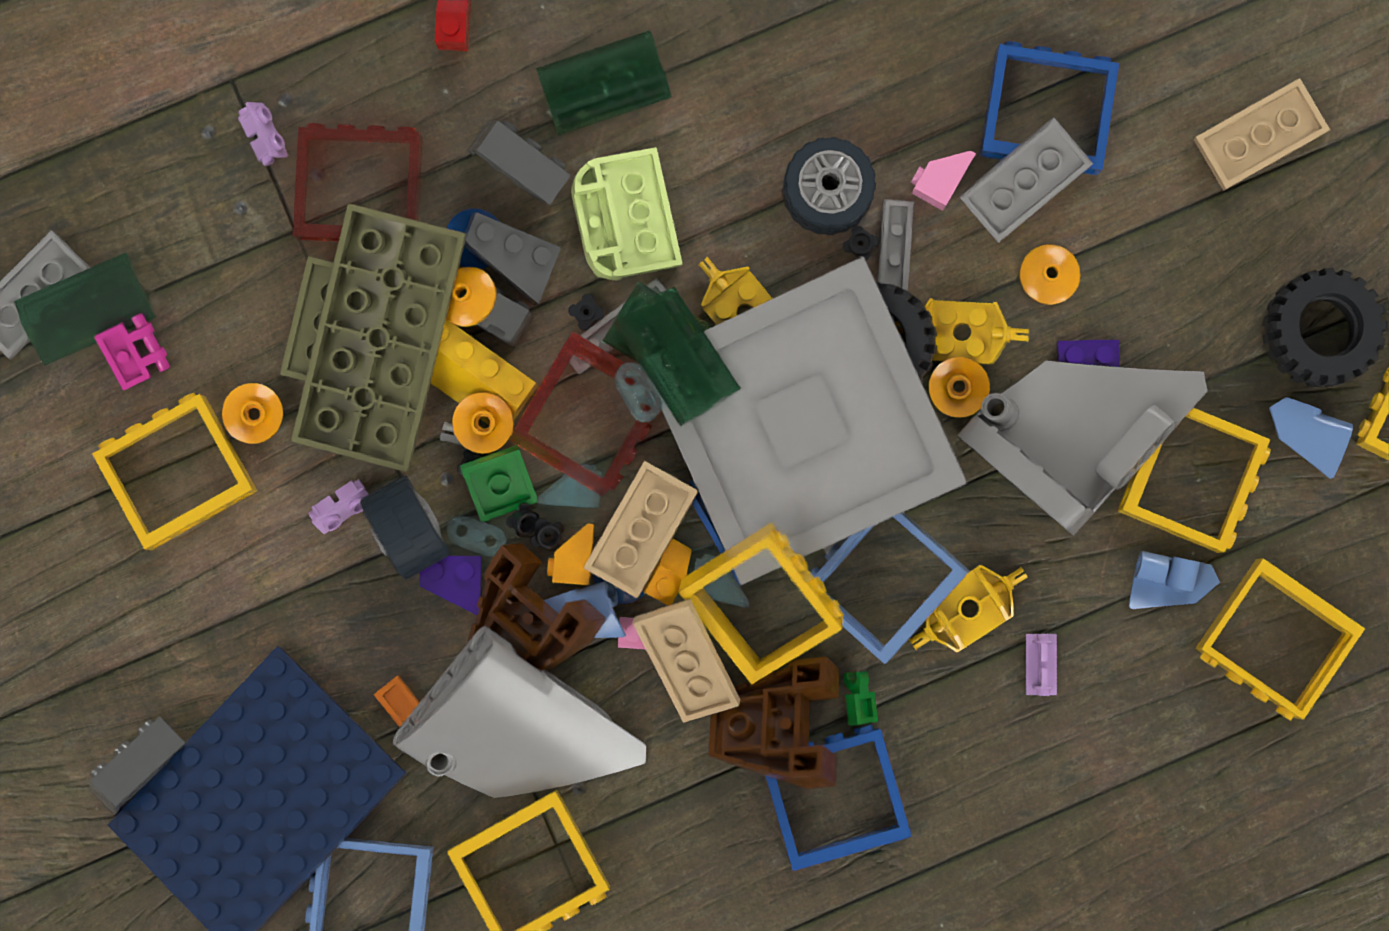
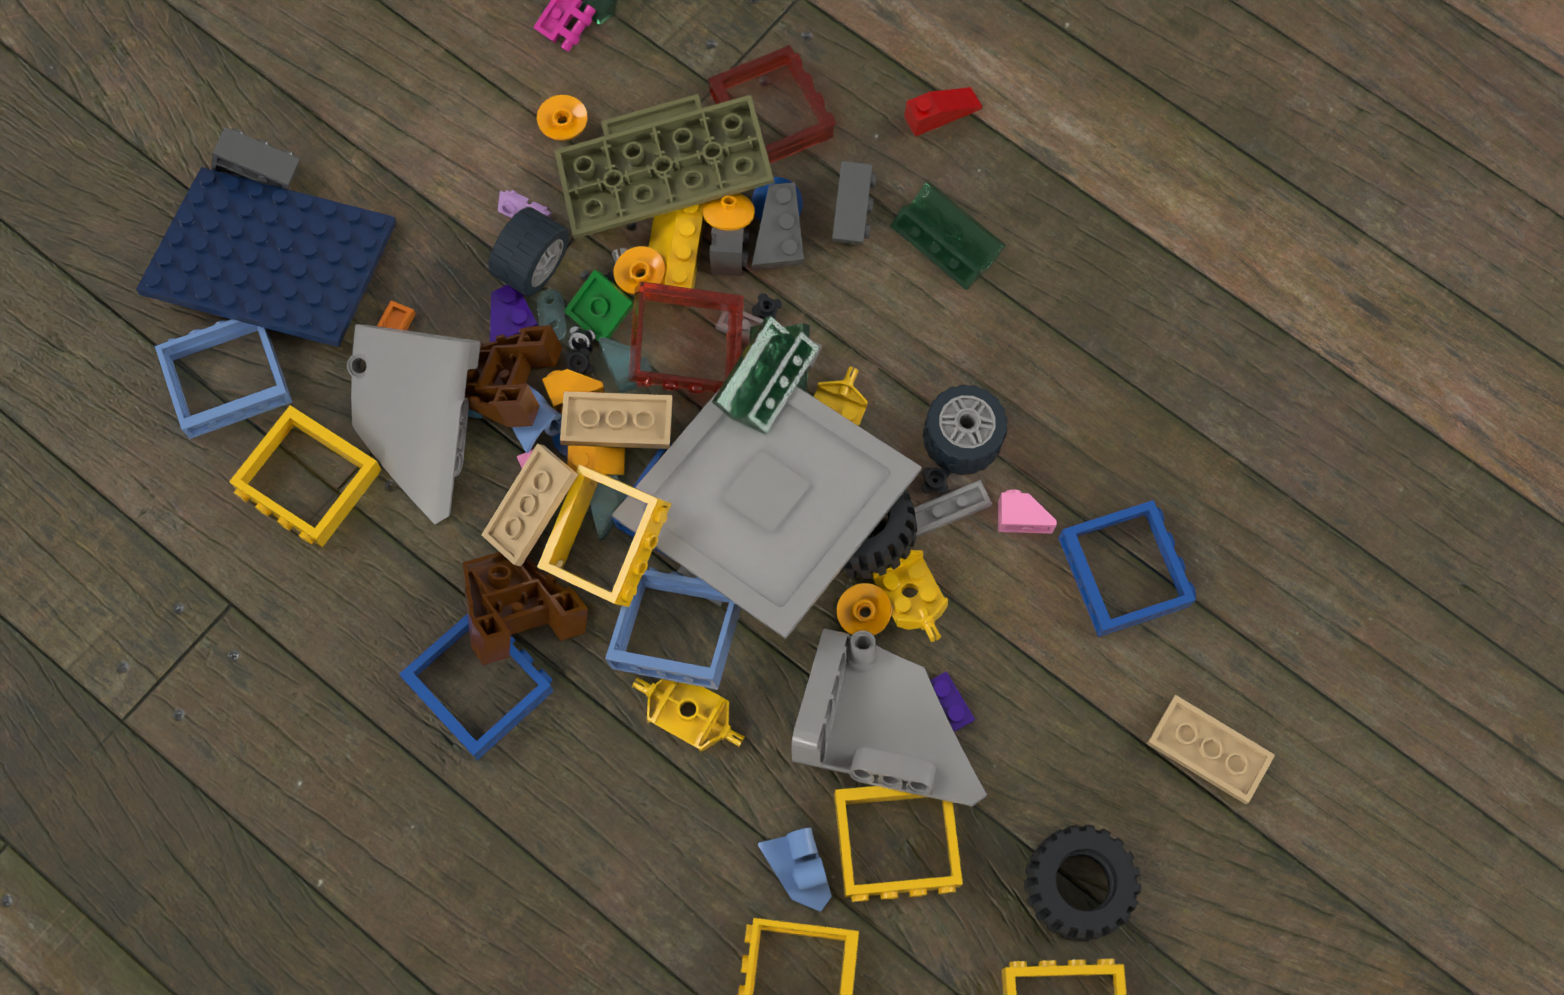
camera: 60 degrees right, 15 degrees down
(196, 515) = (498, 136): yellow window -> none
(258, 120) = (777, 27): lavender hinge -> none
(625, 215) = (856, 298): yellowish green plate -> none
(640, 392) = (720, 363): clear light blue plate -> none
(861, 702) = (564, 663): green plate -> none
(1026, 179) = (1059, 575): light grey tile -> none
(1039, 285) = (993, 652): light orange dish -> none
(1041, 664) = (672, 795): lavender hinge -> none
(1312, 434) = (987, 920): medium blue panel -> none

